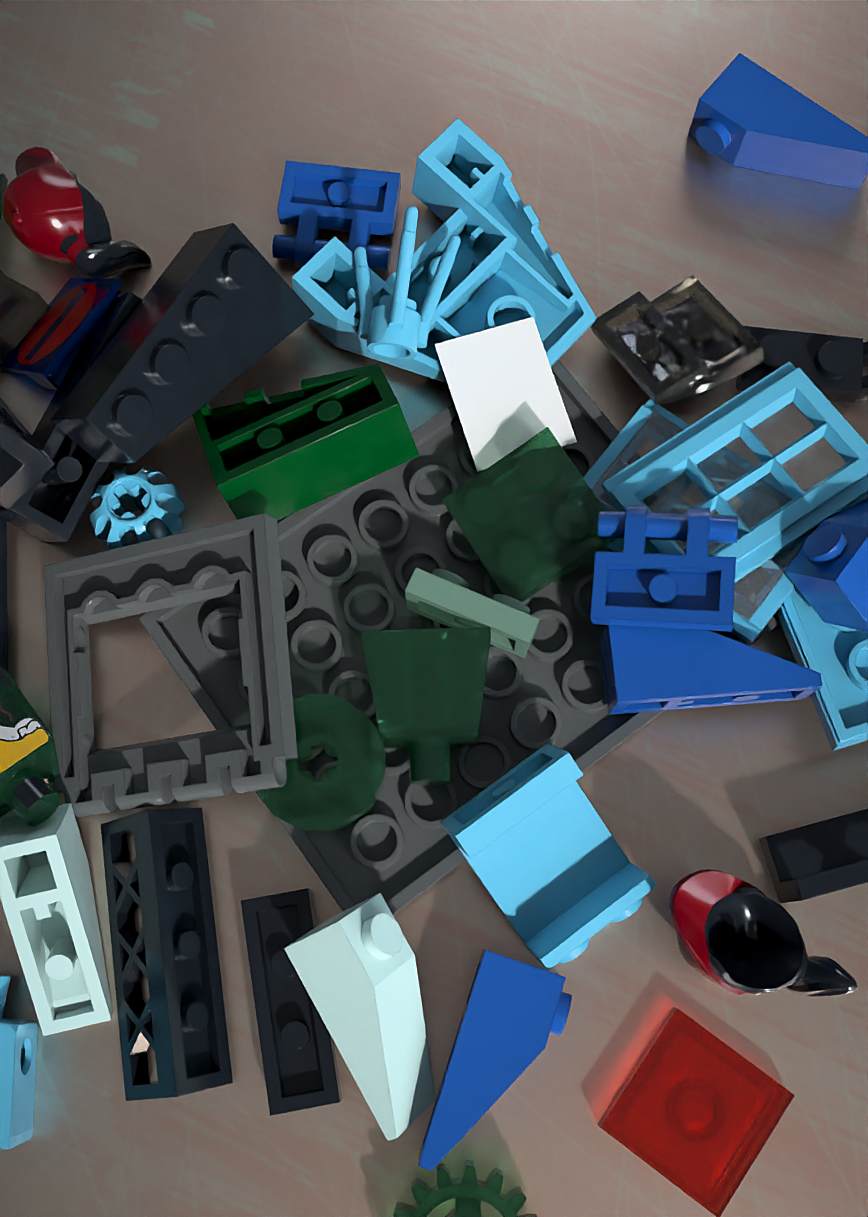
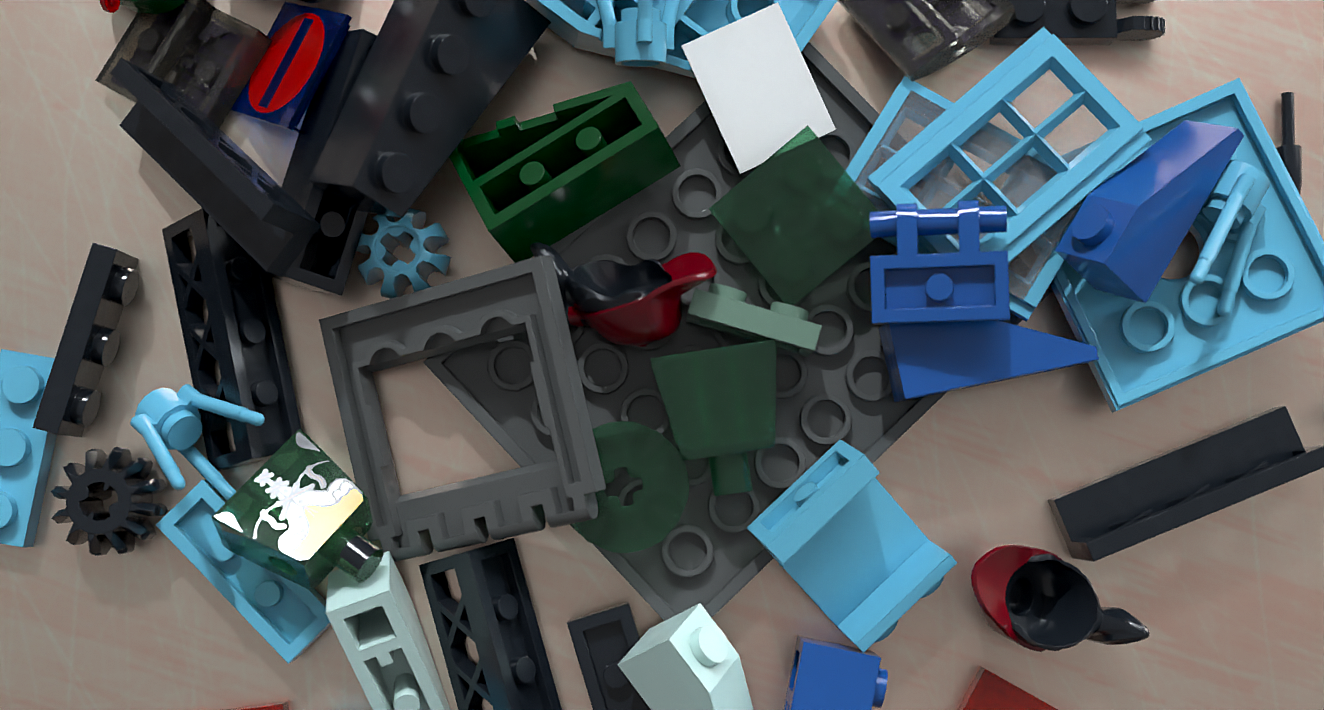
camera: 10 degrees left, 10 degrees up
(345, 578) = (628, 301): none -> hair

